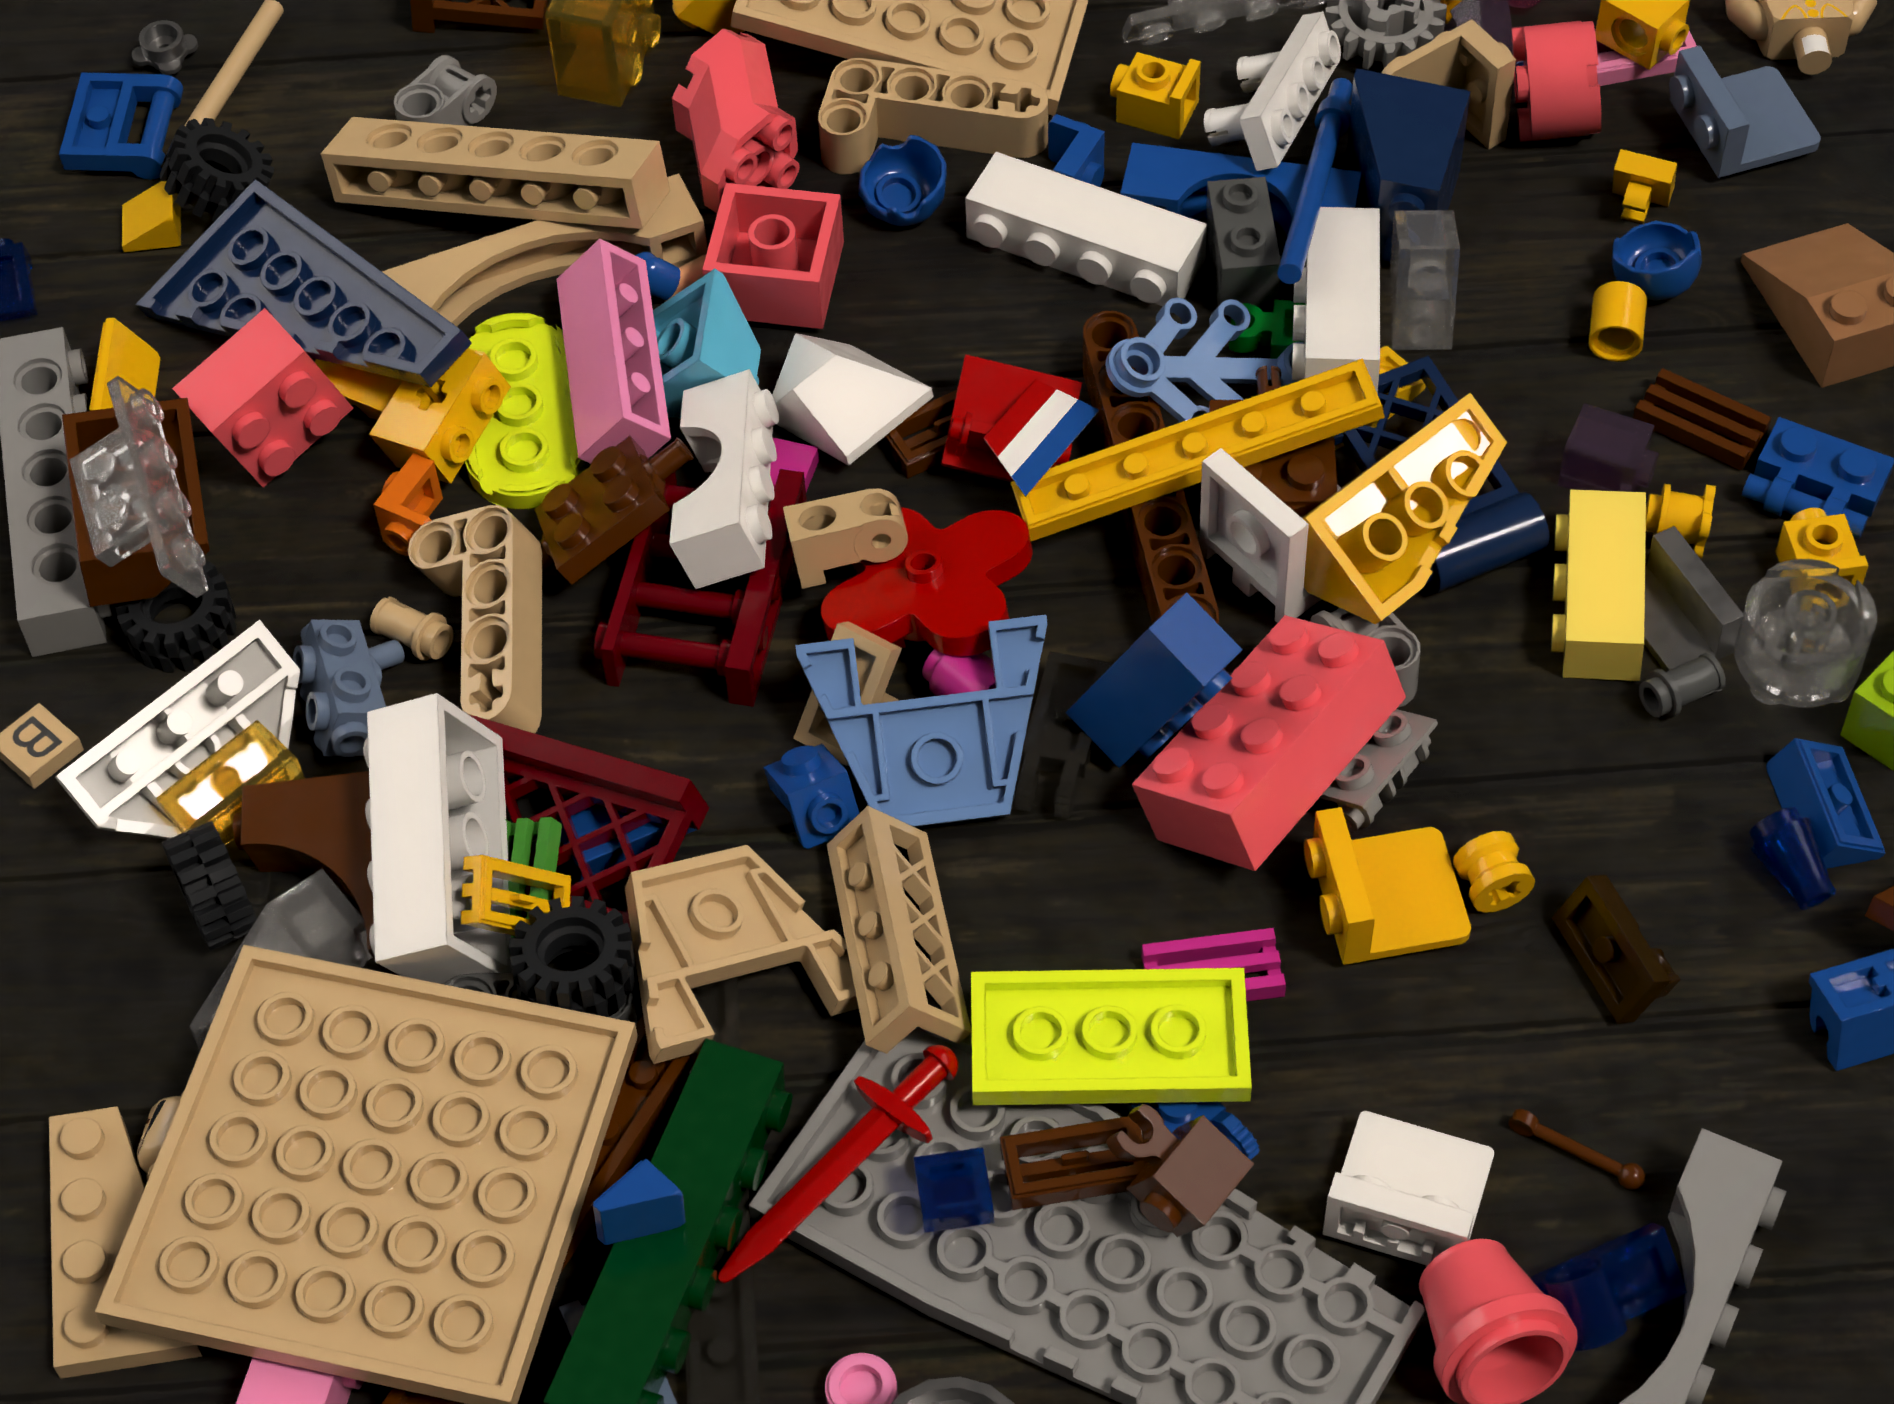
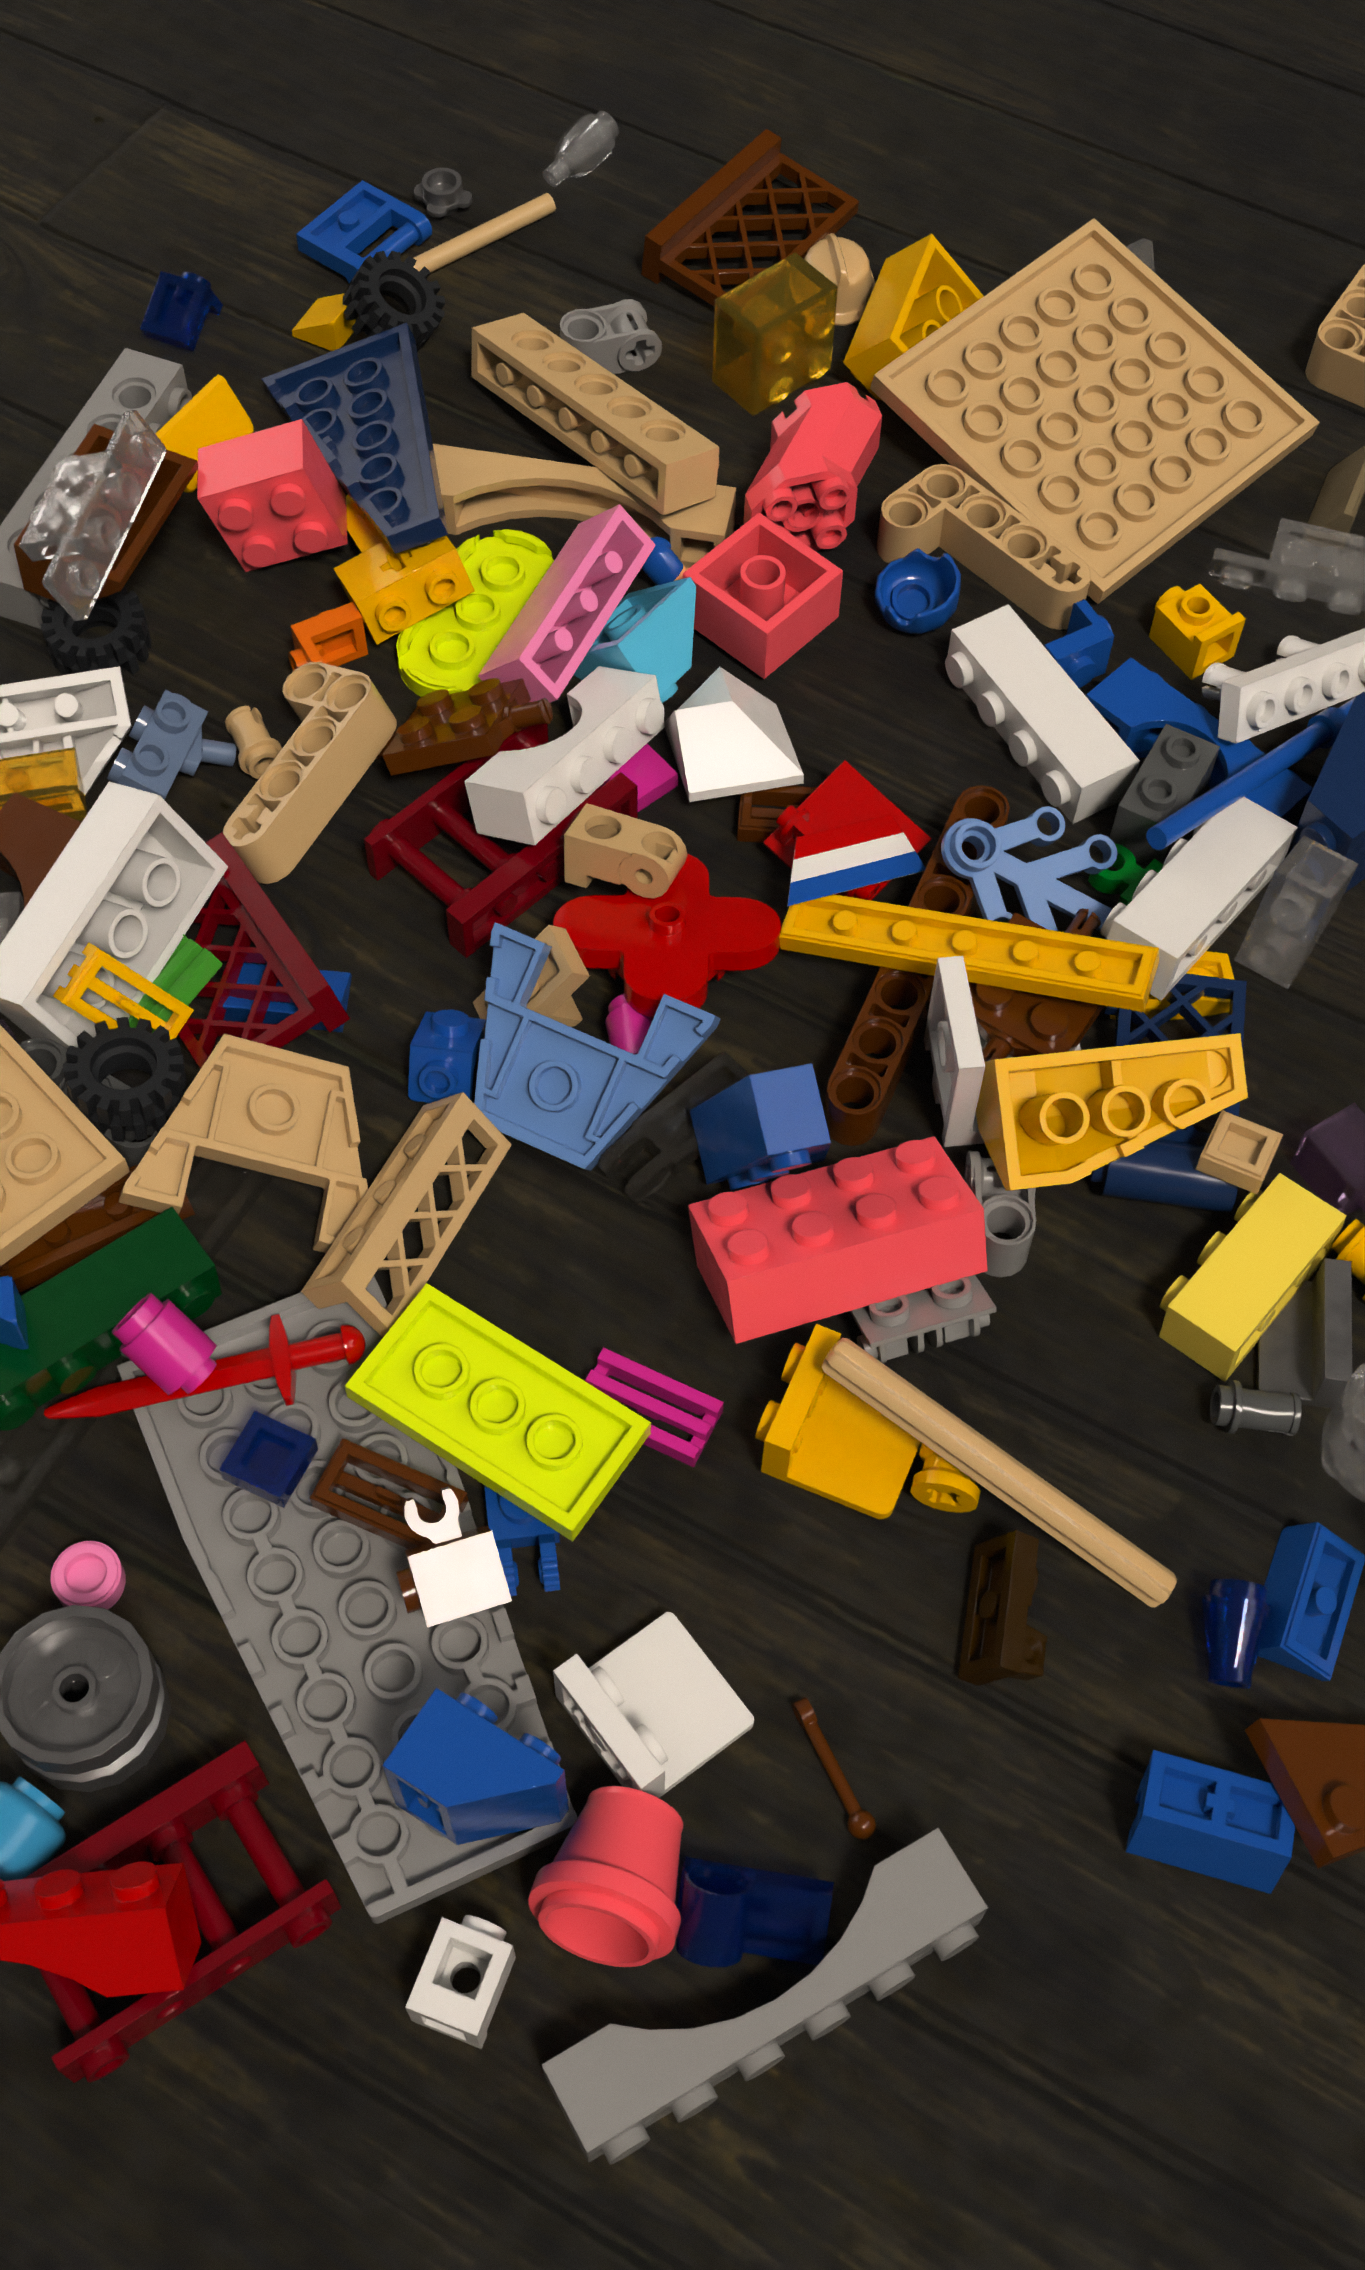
camera: 30 degrees right, 5 degrees up
(799, 1148) = (166, 1345): none -> dark pink brick
(1337, 1305) = (471, 1775): none -> blue slope
(1530, 490) = (1239, 1152): none -> tan tile
(1538, 840) = (999, 1472): none -> tan axle

